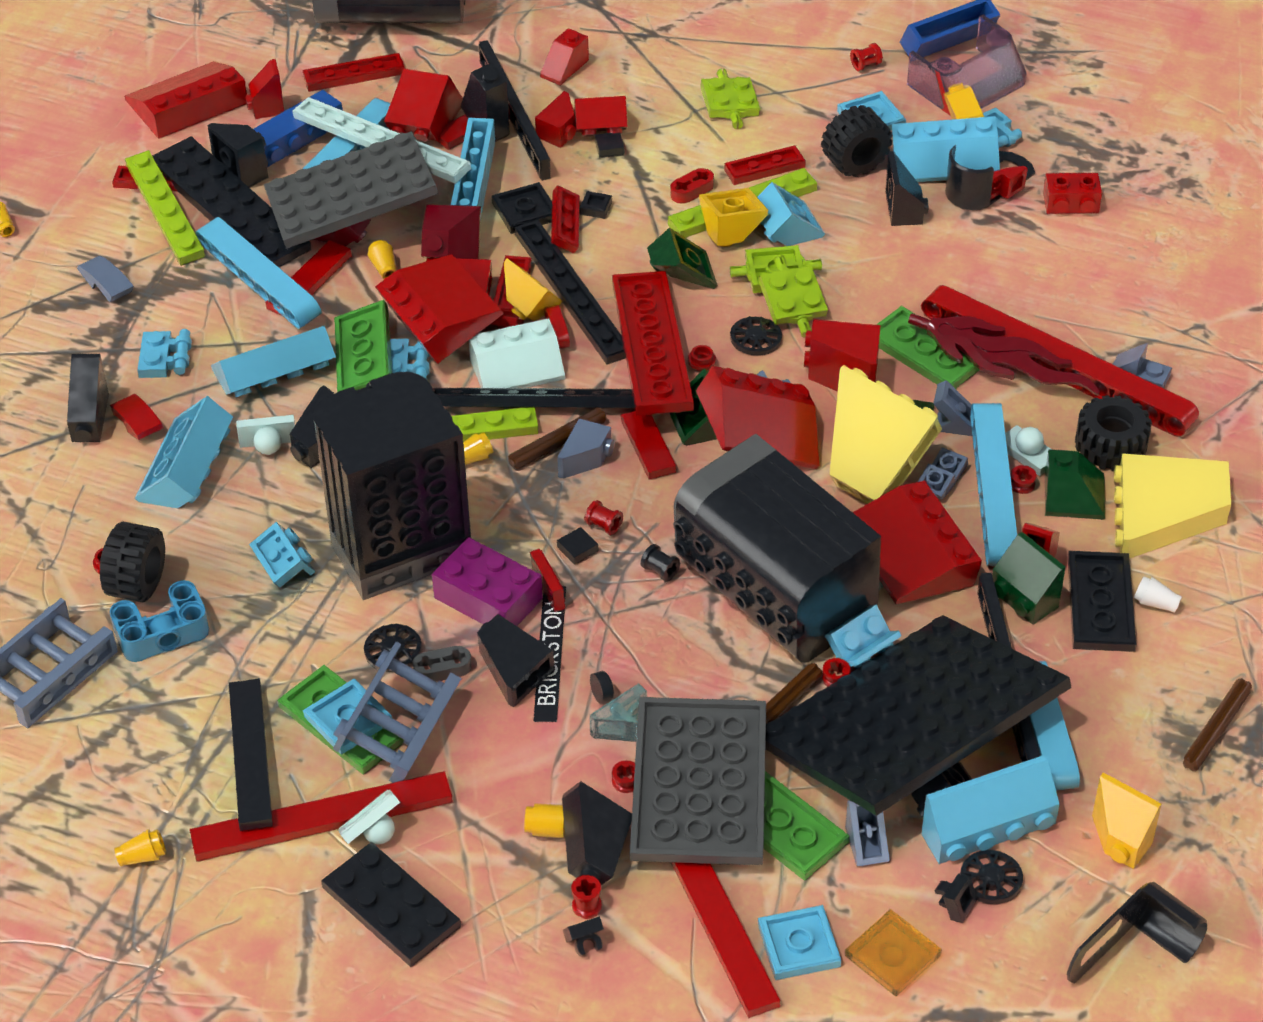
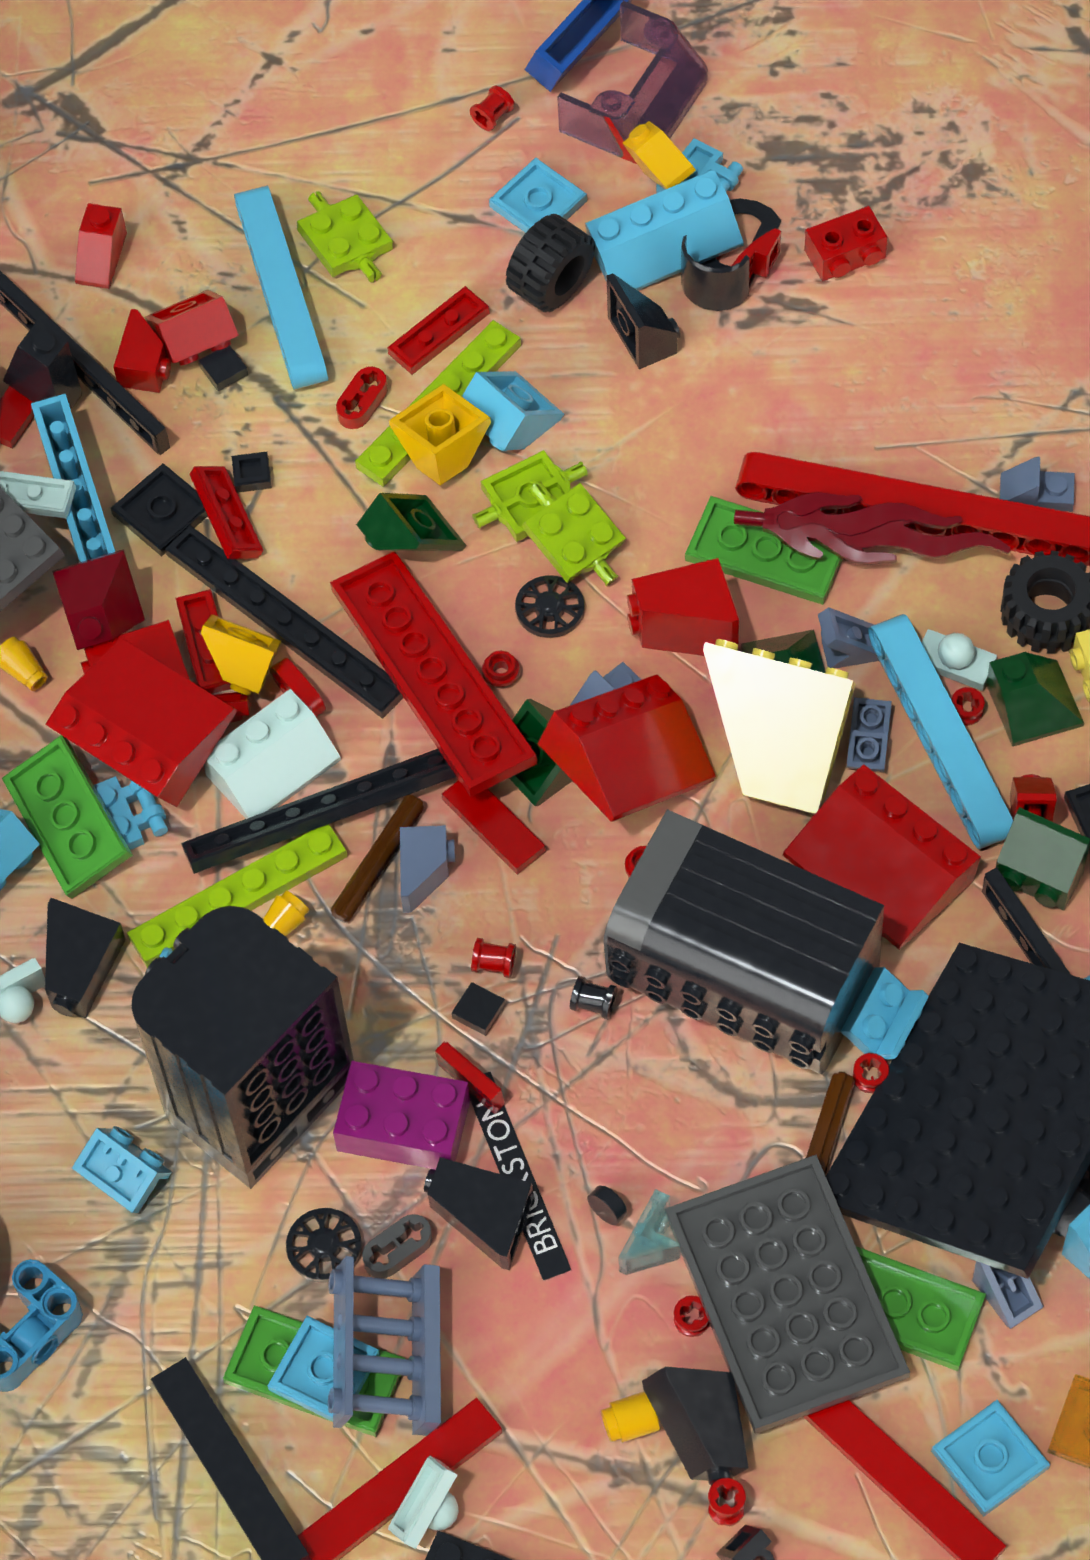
camera: 20 degrees left, 15 degrees up
(670, 112) = (281, 287): none -> medium azure beam

